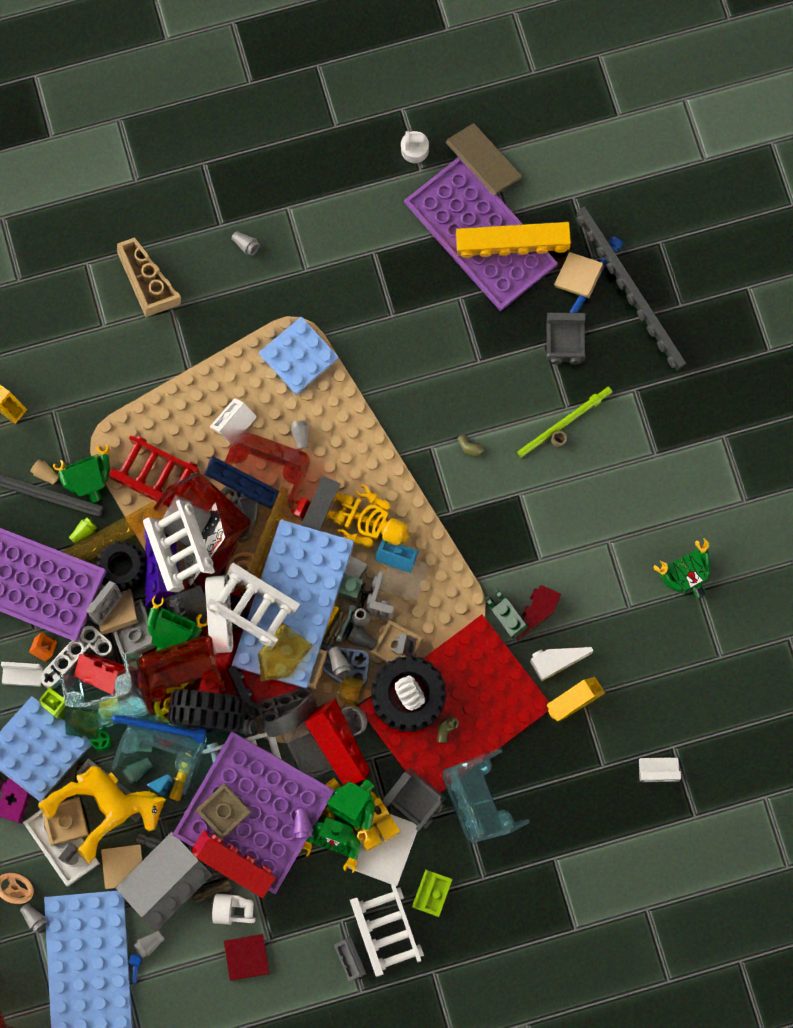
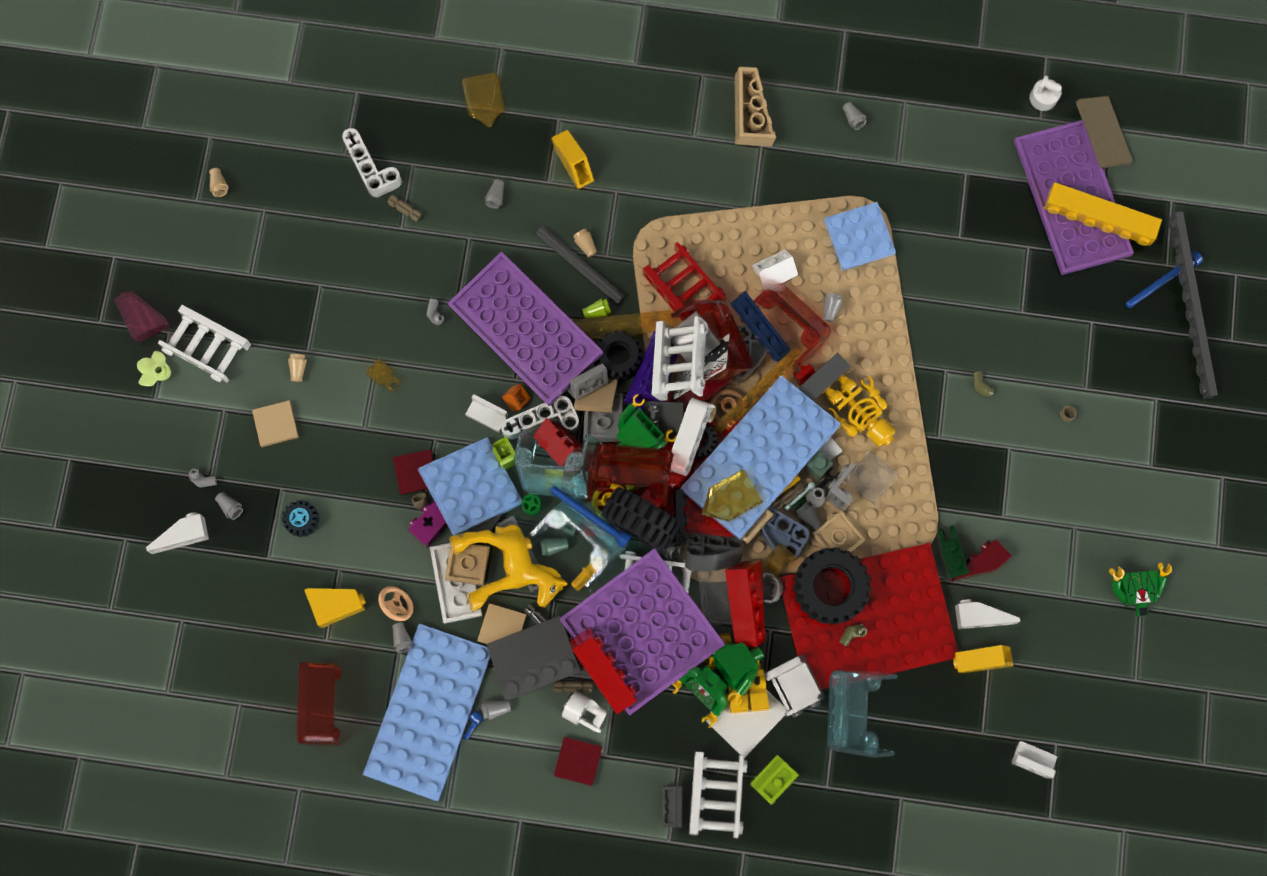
camera: 20 degrees right, 0 degrees up
(68, 853) = (458, 593): dark grey tile -> none
(81, 722) = (521, 480): clear green piece -> none
(86, 475) = (622, 261): green torso -> none
(161, 785) = (569, 569): dark azure slope -> none
(223, 810) = (615, 618): dark tan tile -> none
(253, 586) = (732, 424): white fence -> none
(302, 826) = (682, 663): medium lavender cone -> none
(339, 663) = (779, 529): light grey cone -> none
(396, 556) = (874, 456): dark azure slope -> none
(406, 645) = (847, 540): dark grey tile -> none
(409, 693) = (834, 585): white gear -> none
(565, 337) = (1112, 324): dark grey panel -> none
(579, 275) = (1149, 272): tan tile -> none
(594, 401) = (1114, 393): lime bar -> none

